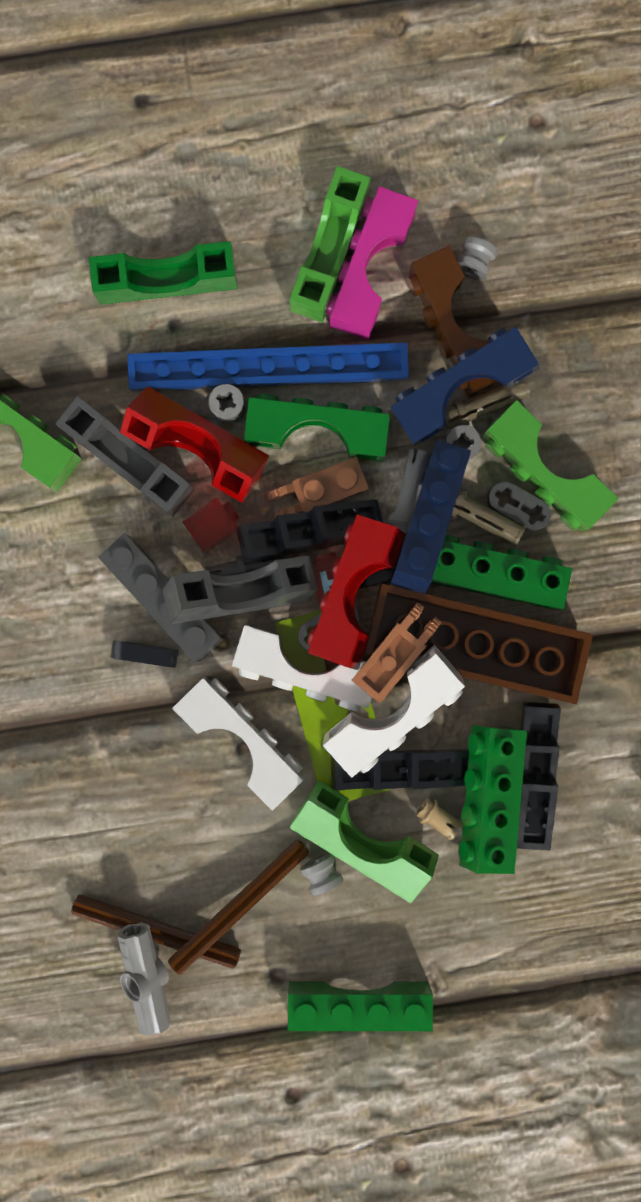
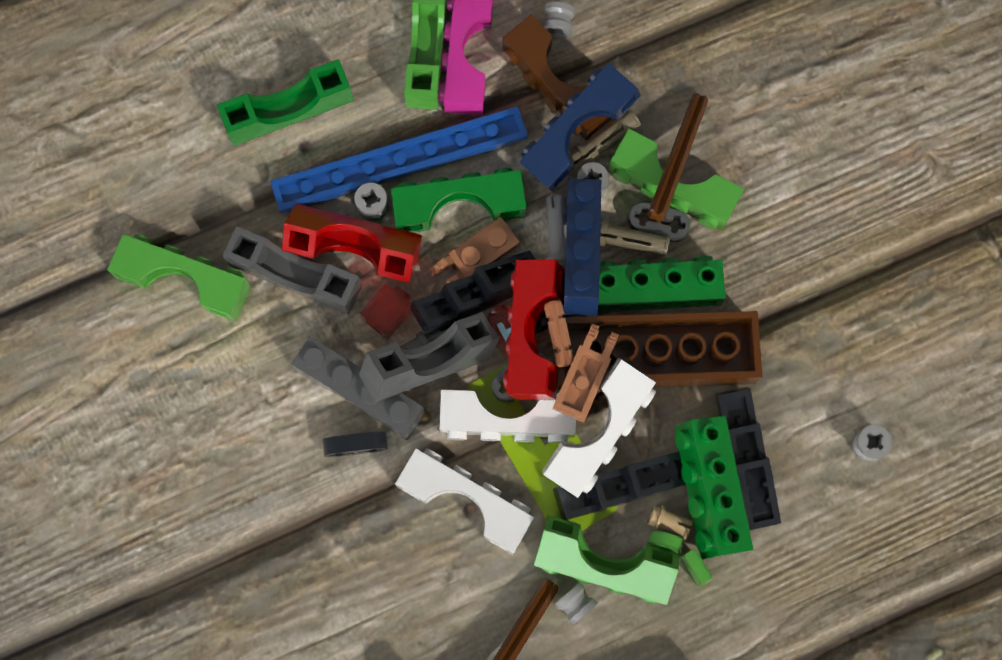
camera: 15 degrees left, 10 degrees down
(380, 603) = (559, 333): none -> nougat axle
(428, 838) = (665, 541): none -> bright green tile
(452, 872) = (696, 567): none -> bright green tile
(558, 446) = (677, 158): none -> reddish brown axle

